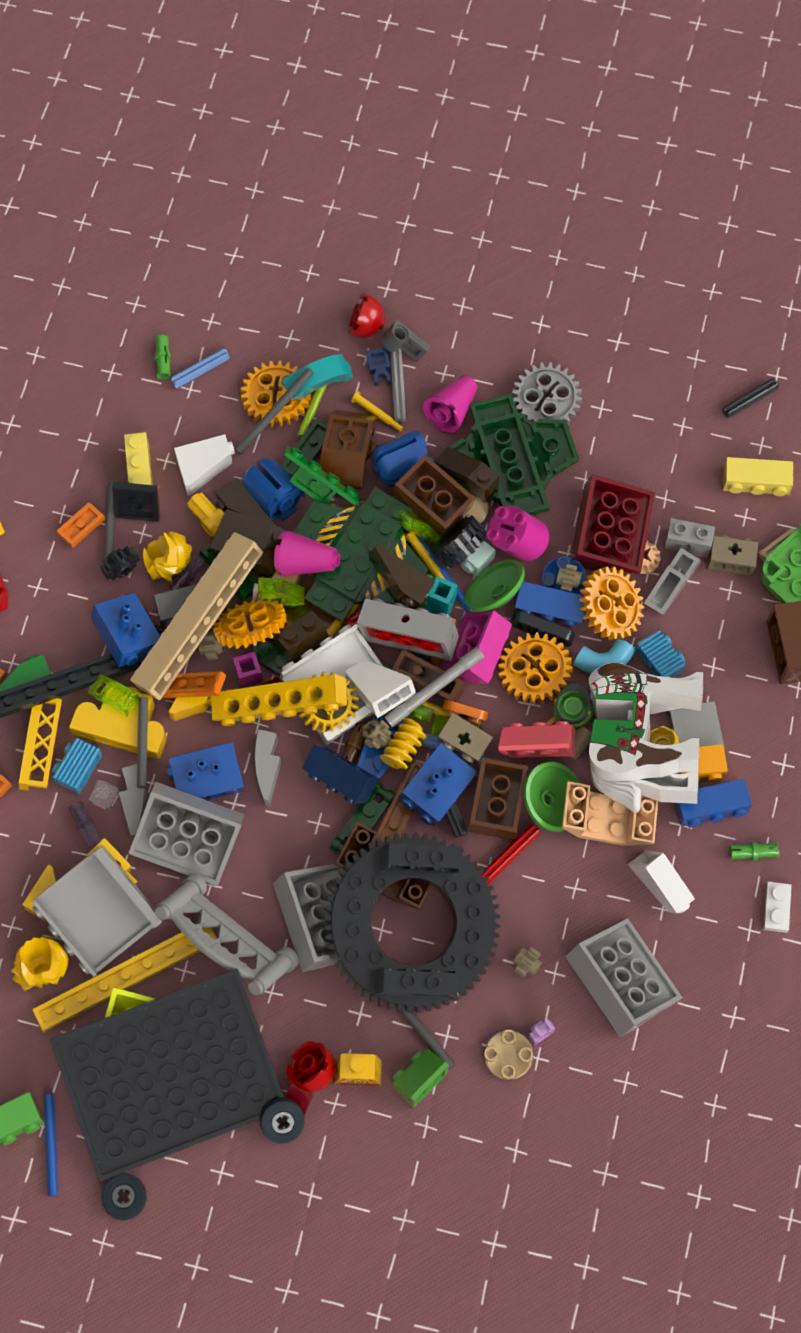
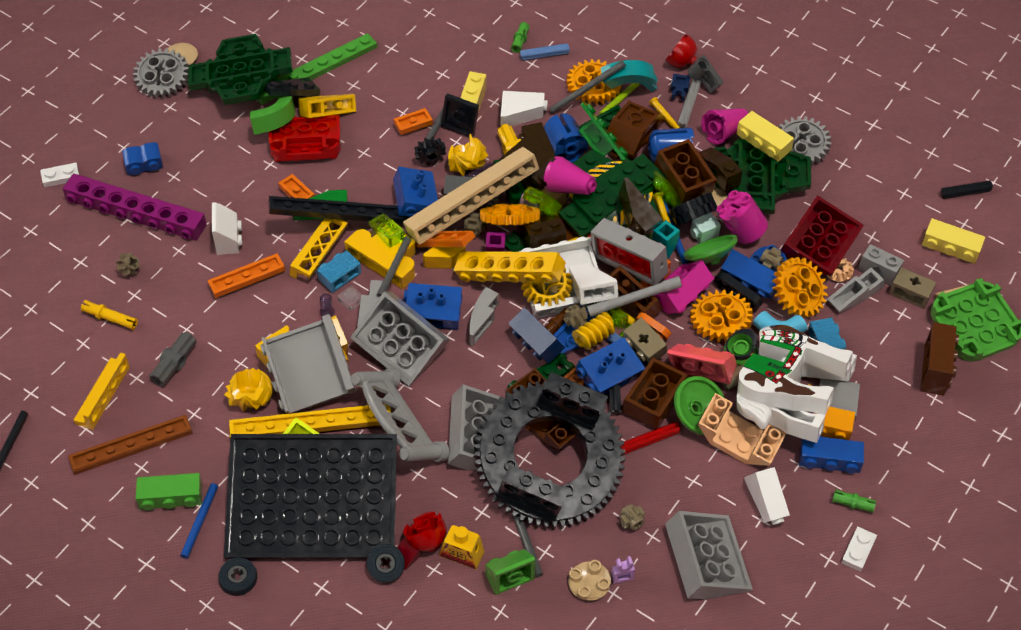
camera: 20 degrees right, 15 degrees down
(506, 411) = (765, 136): none -> light yellow brick

